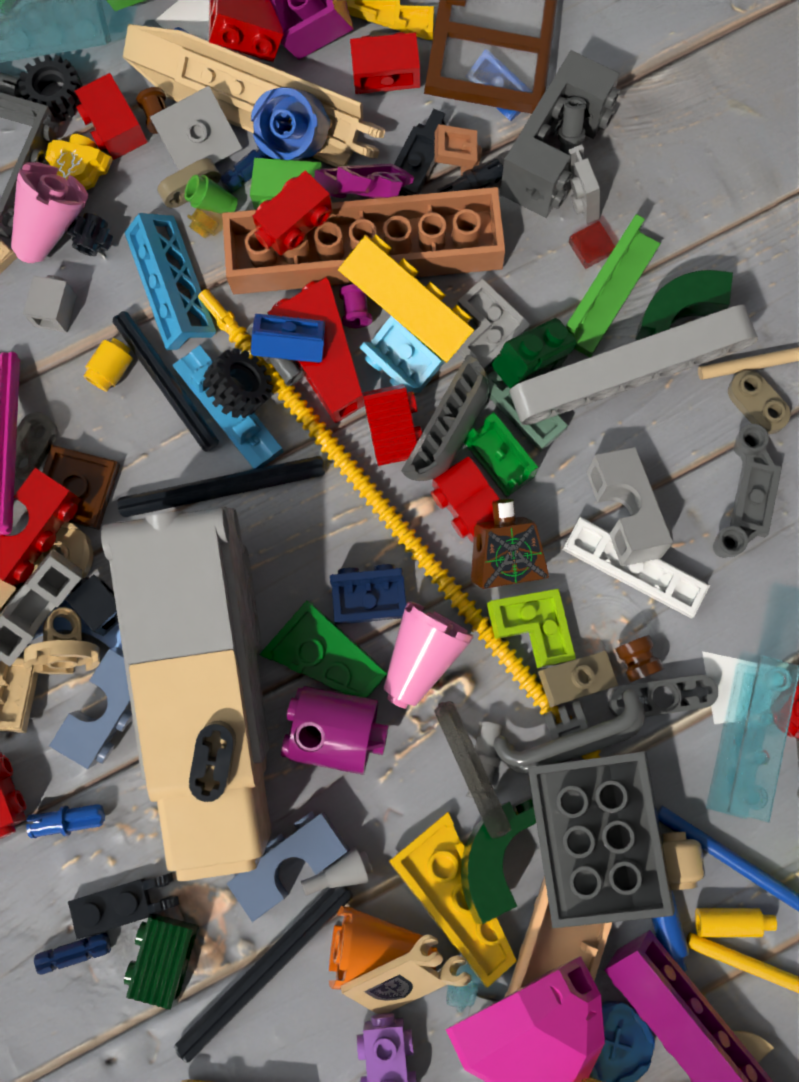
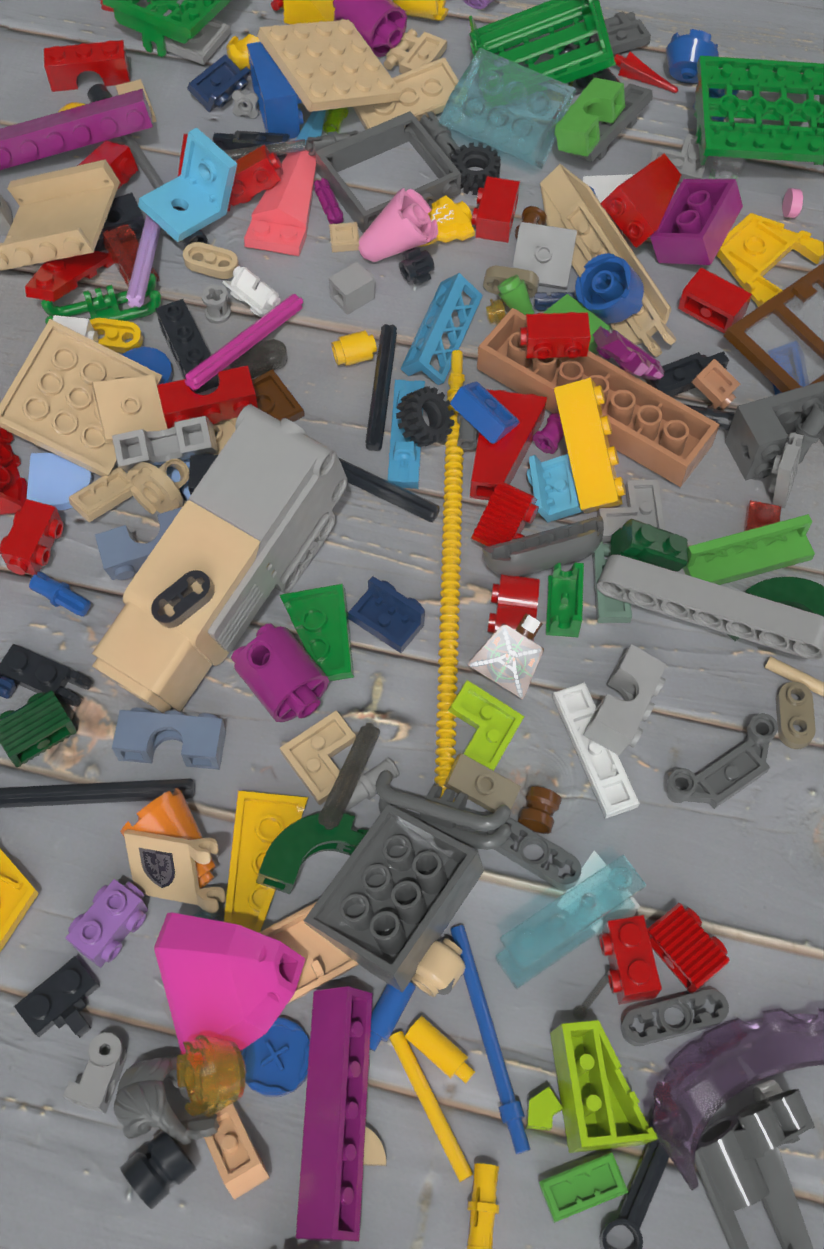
camera: 35 degrees right, 15 degrees down
(345, 871) = (202, 773): light grey cone -> none
(415, 772) = (311, 754): none -> tan plate
(422, 654) = (387, 678): bright pink cone -> none

